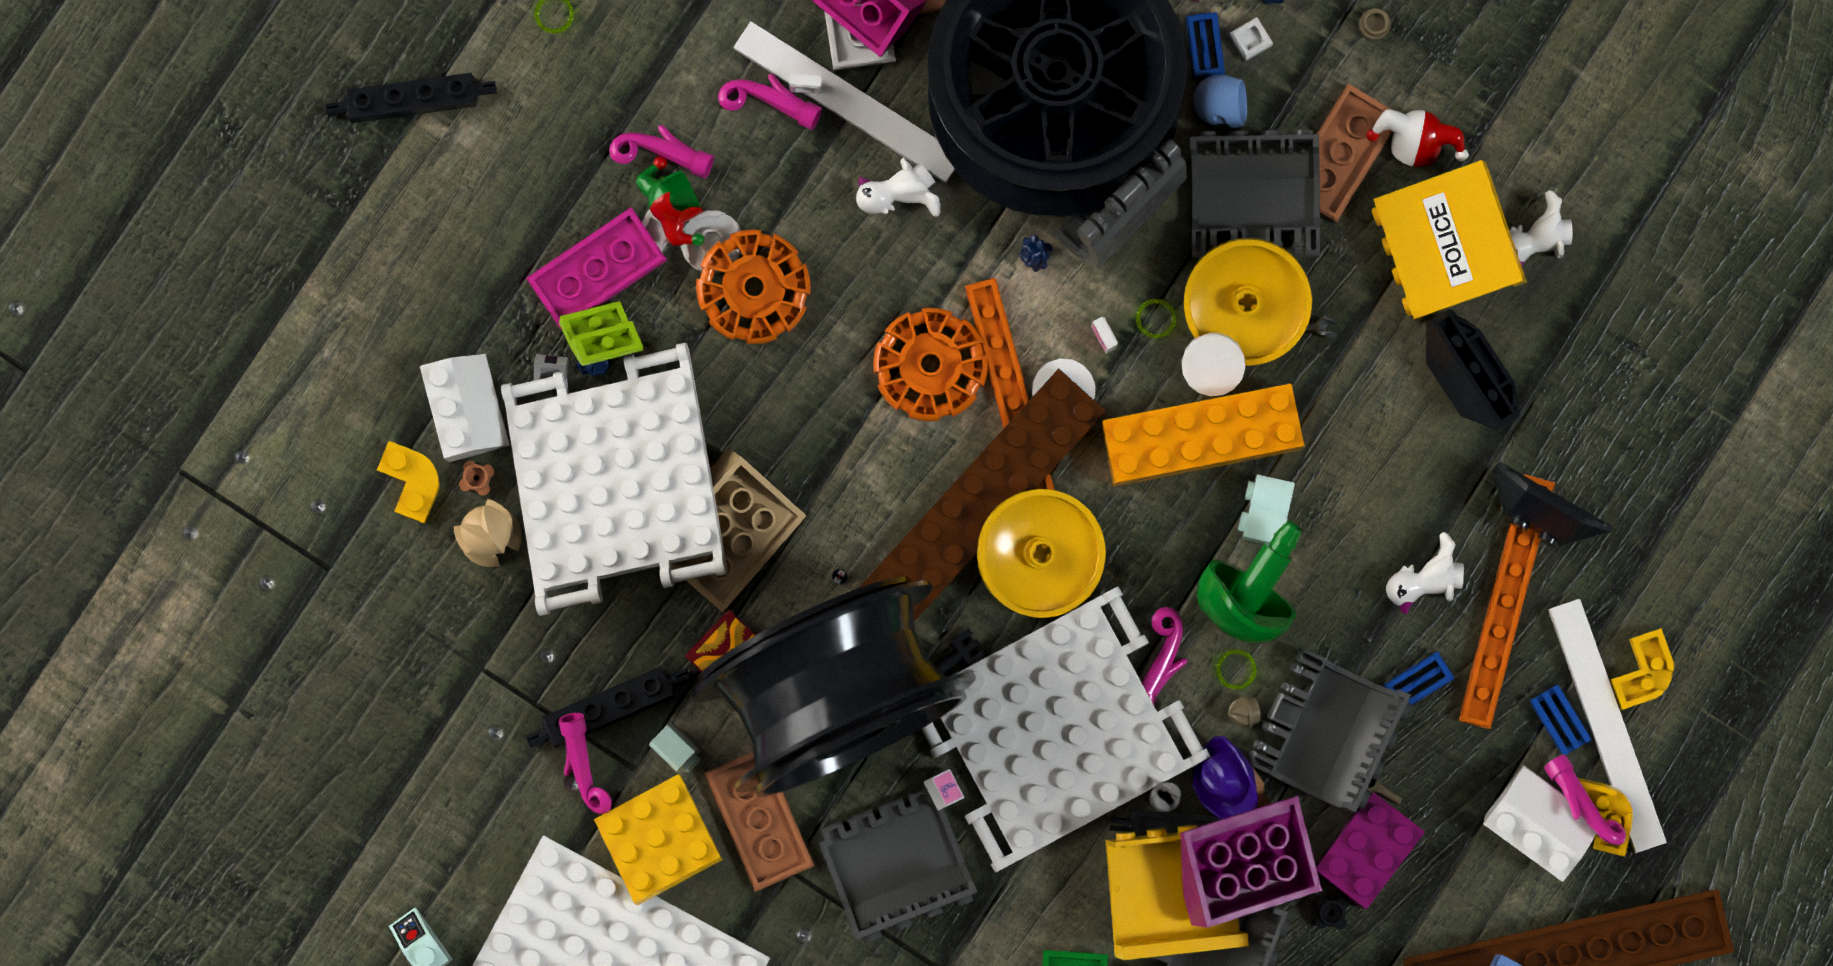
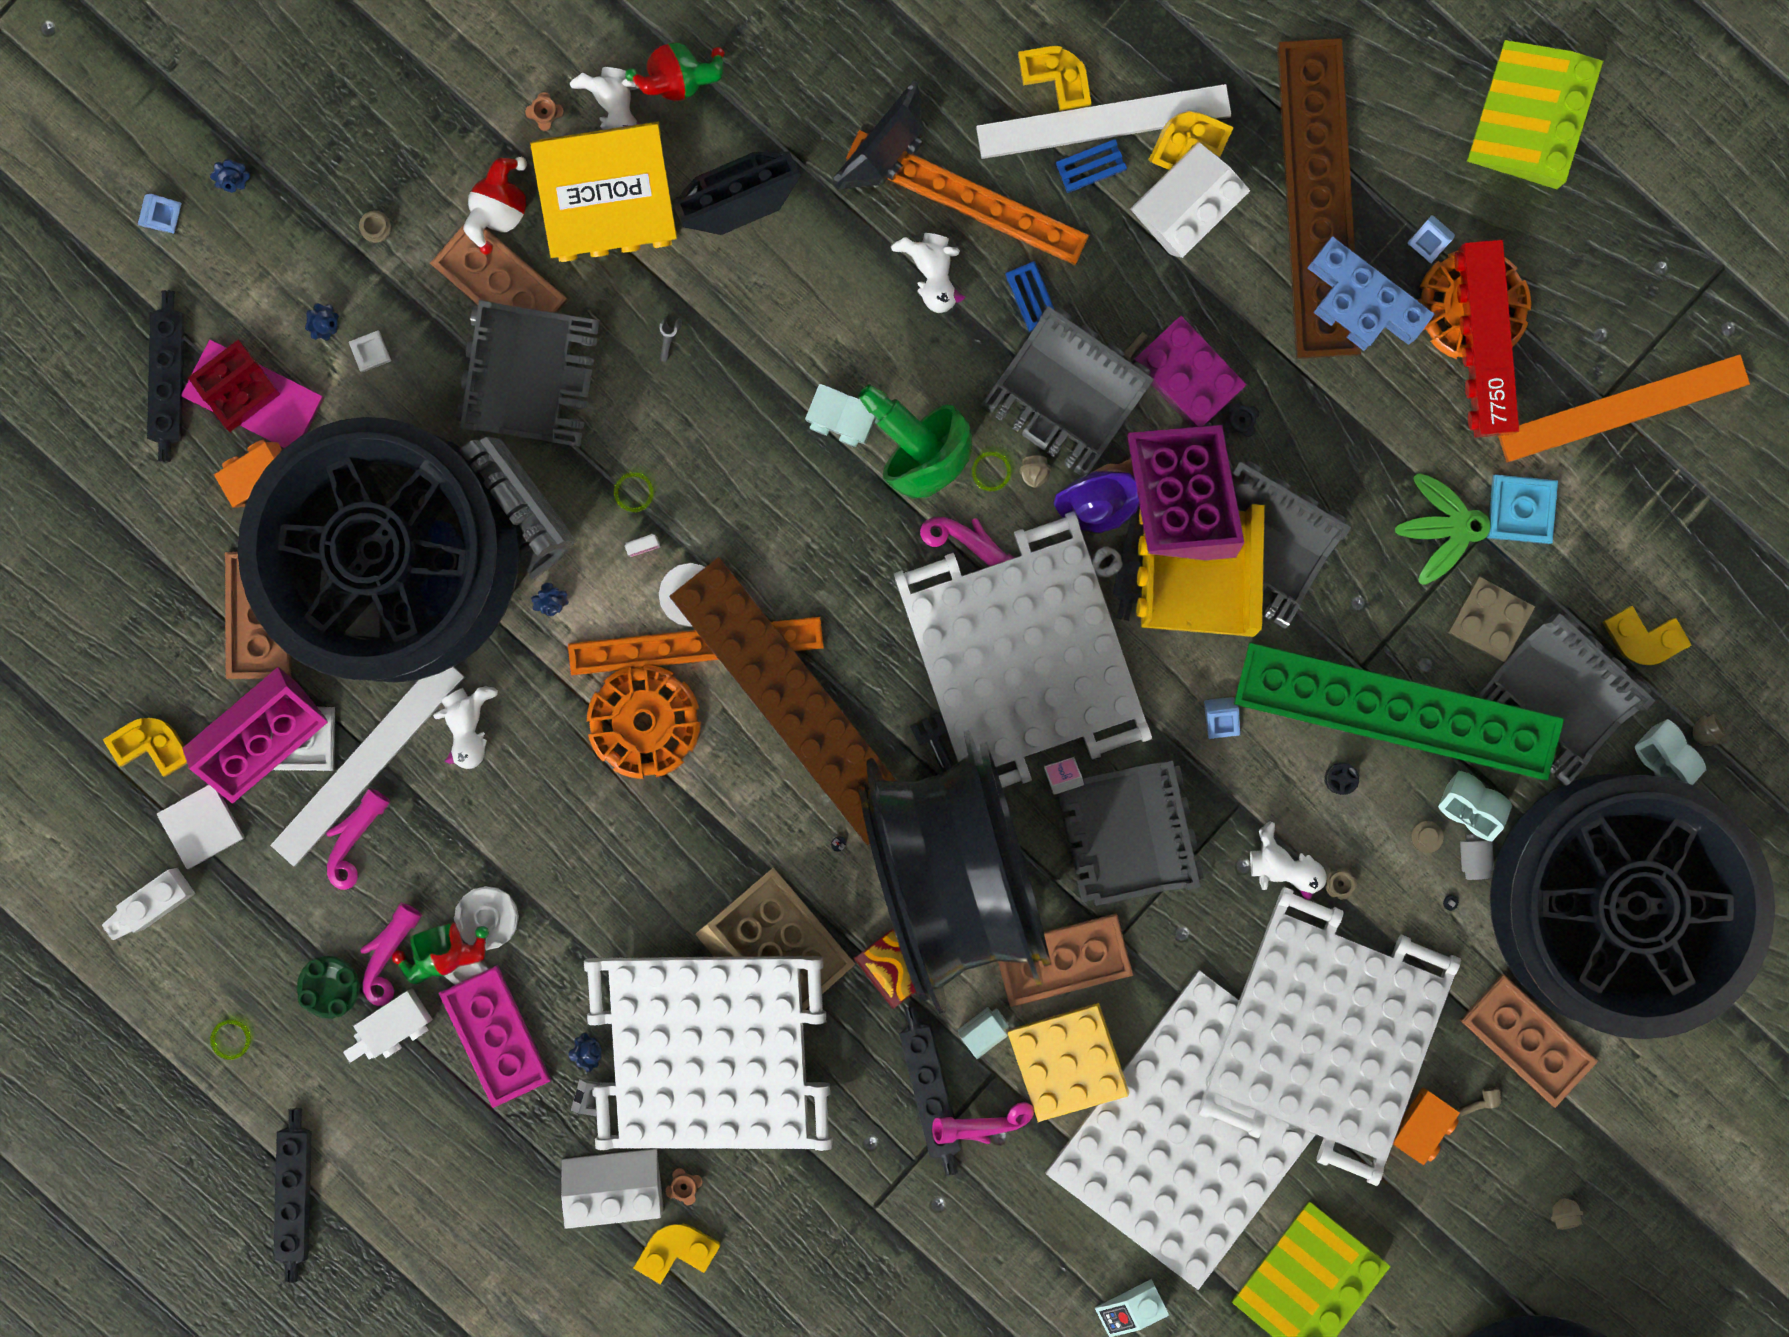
camera: 80 degrees left, 5 degrees up
(487, 532) = (740, 1184): tan helmet -> none
(591, 164) = (388, 1026): none -> white hinge
(600, 333) = (561, 1043): lime slope -> none
(620, 99) = (327, 987): none -> dark green dish
(734, 291) = (538, 904): orange plate -> none
(805, 83) = (342, 801): white tile -> none
(1027, 941) = (1222, 717): none -> light blue slope
(1041, 553) = (848, 643): yellow dish -> none
(1201, 18) = (396, 399): blue tile -> none
(1202, 435) = (757, 465): light orange brick -> none
(1213, 364) = (689, 443): white tile -> none
(1221, 100) = (427, 391): light blue helmet -> none
(1252, 295) = (632, 399): yellow dish -> none
(1517, 161) = (534, 111): none -> nougat plate
(1562, 772) = (1176, 160): dark pink plant -> none
(1579, 293) = (676, 72): none -> piece

